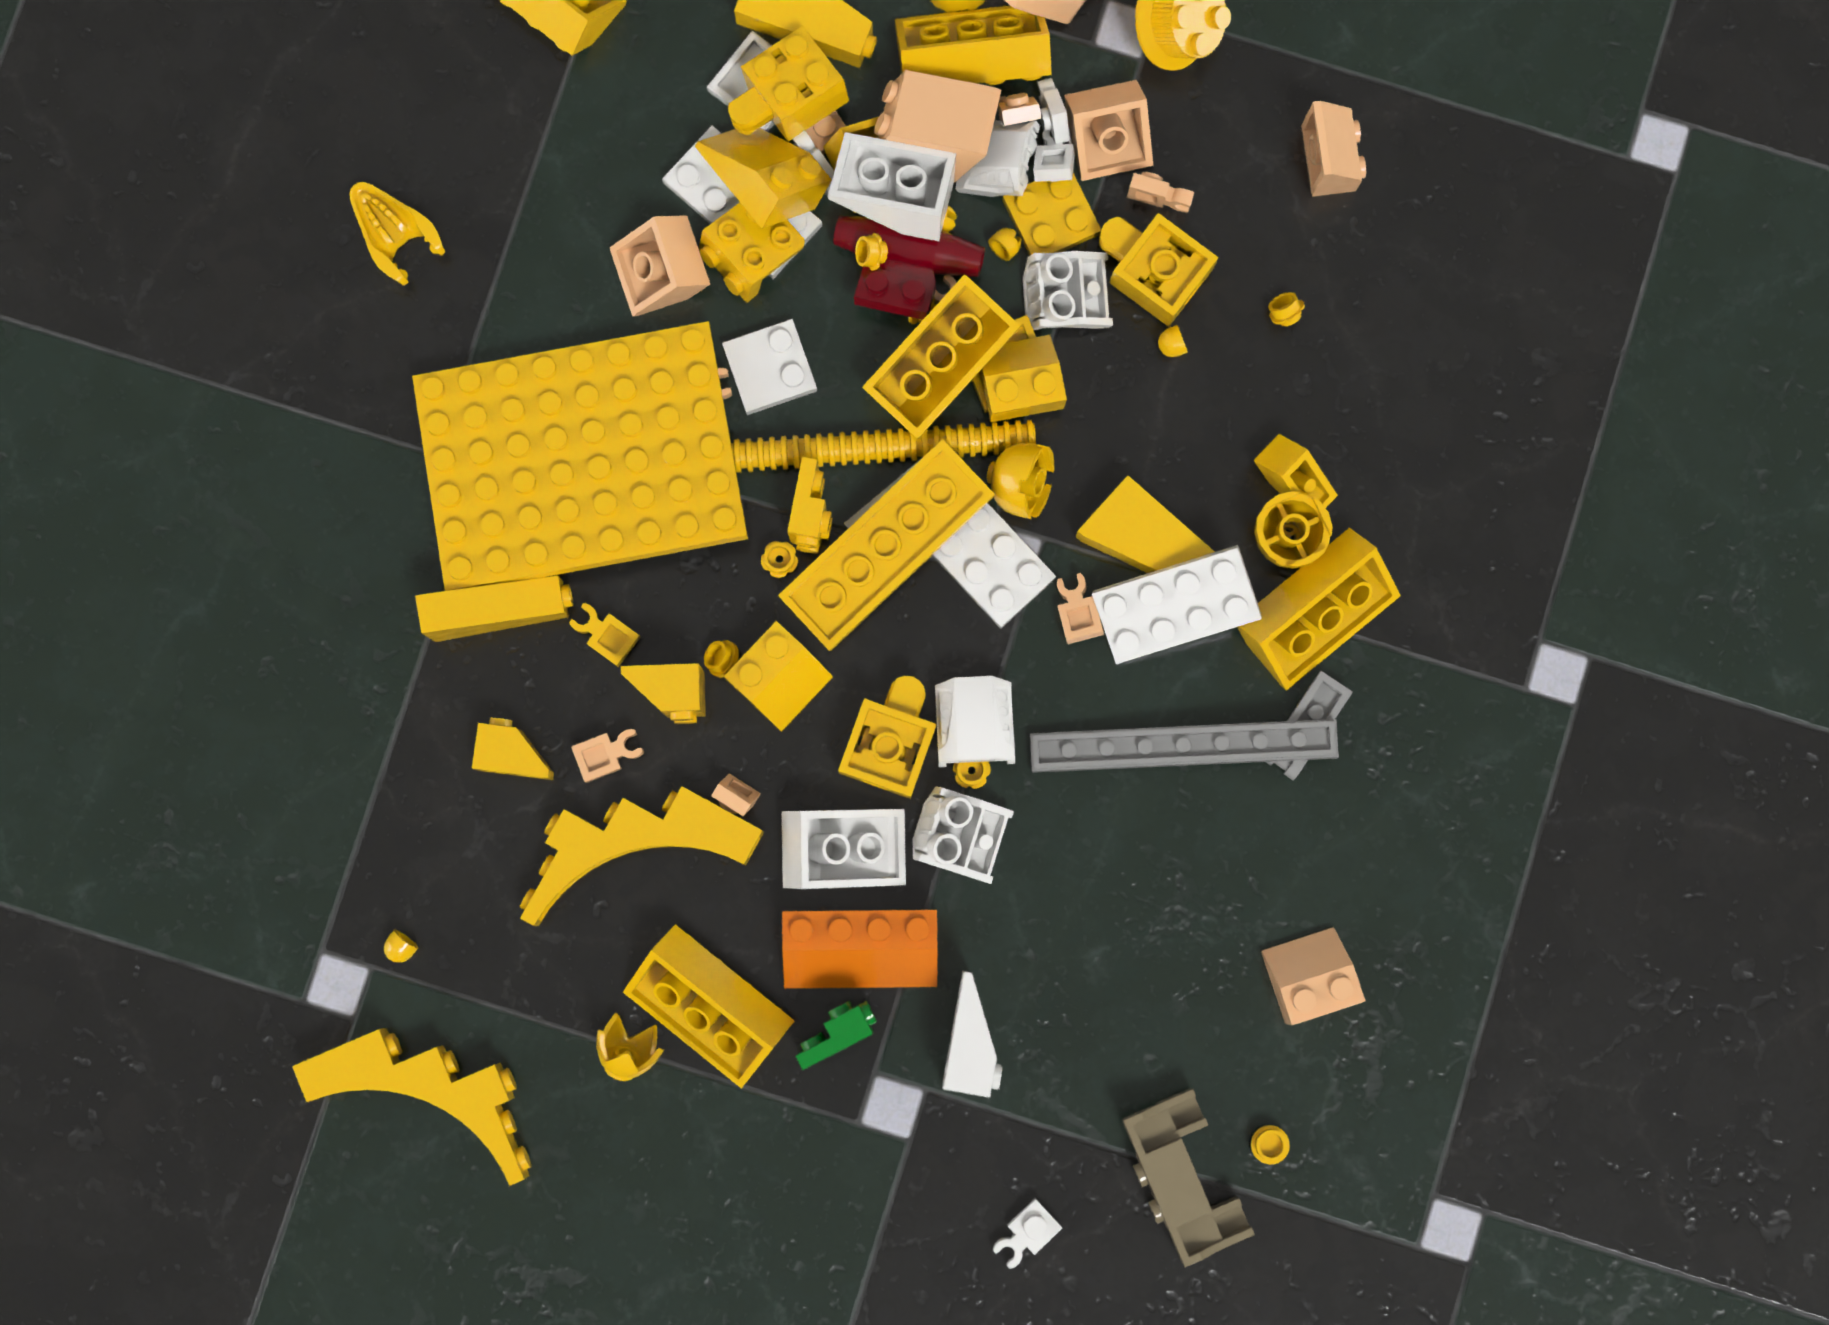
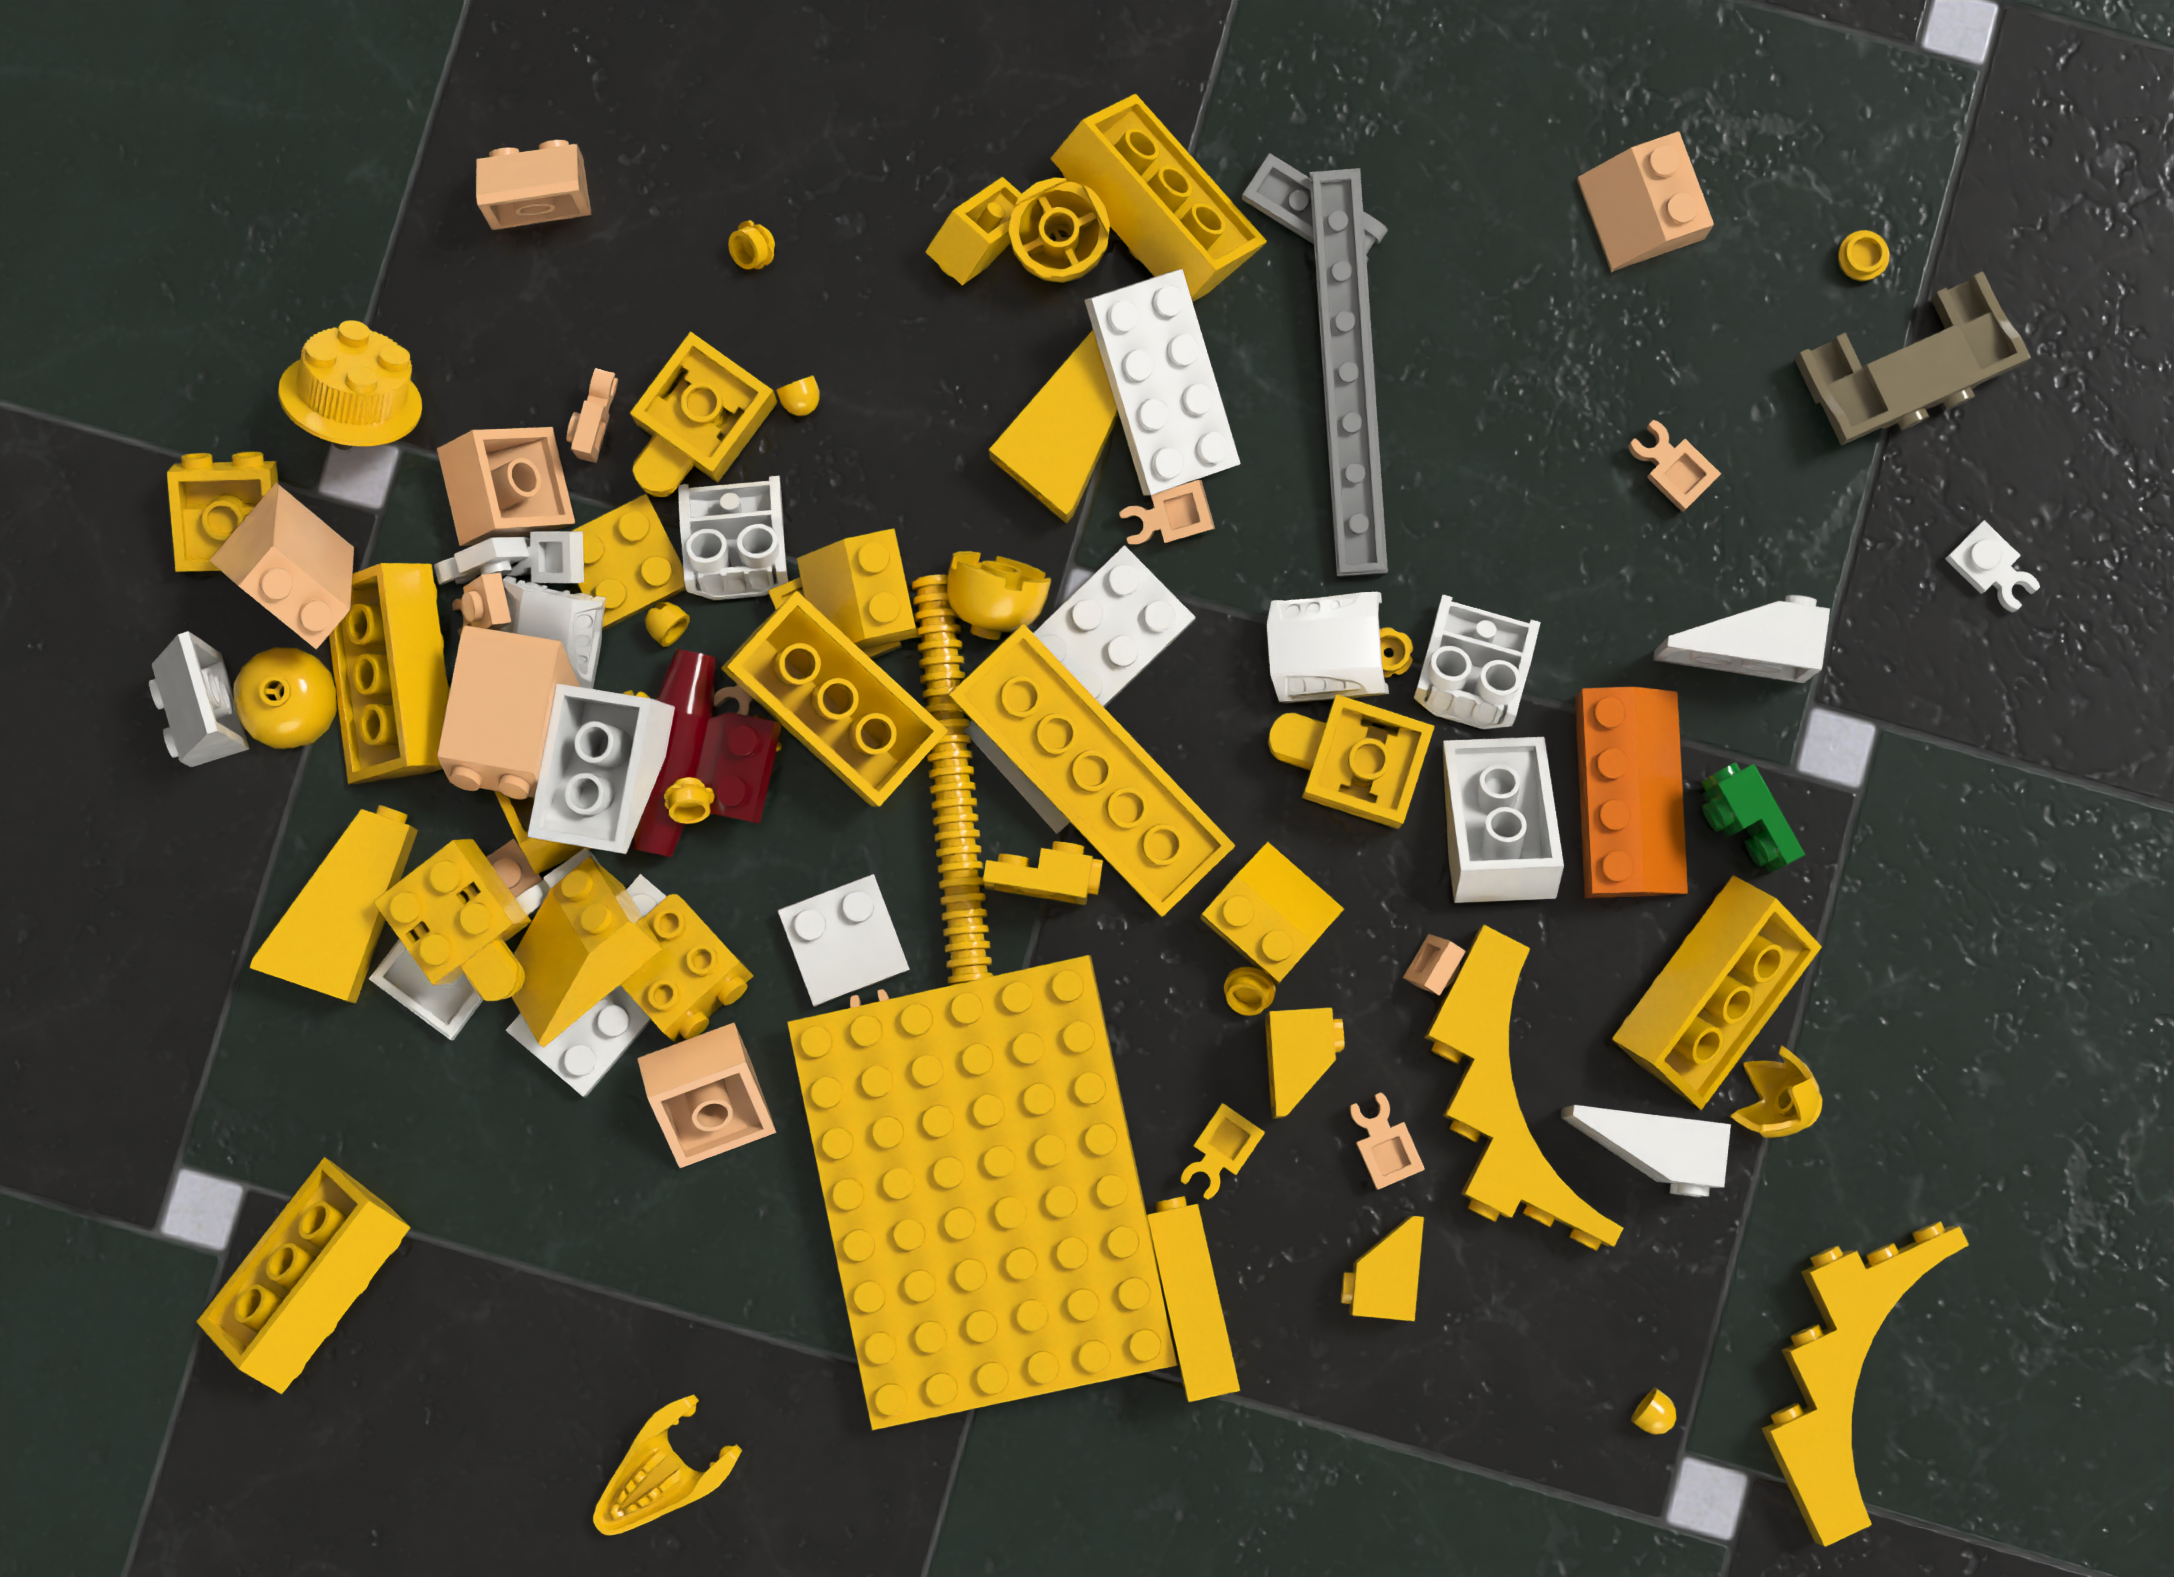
camera: 90 degrees left, 0 degrees up
(591, 960) = (1662, 1147): none -> white slope
(775, 549) = (1115, 905): yellow plate -> none
(1104, 994) = (1679, 471): none -> light nougat plate

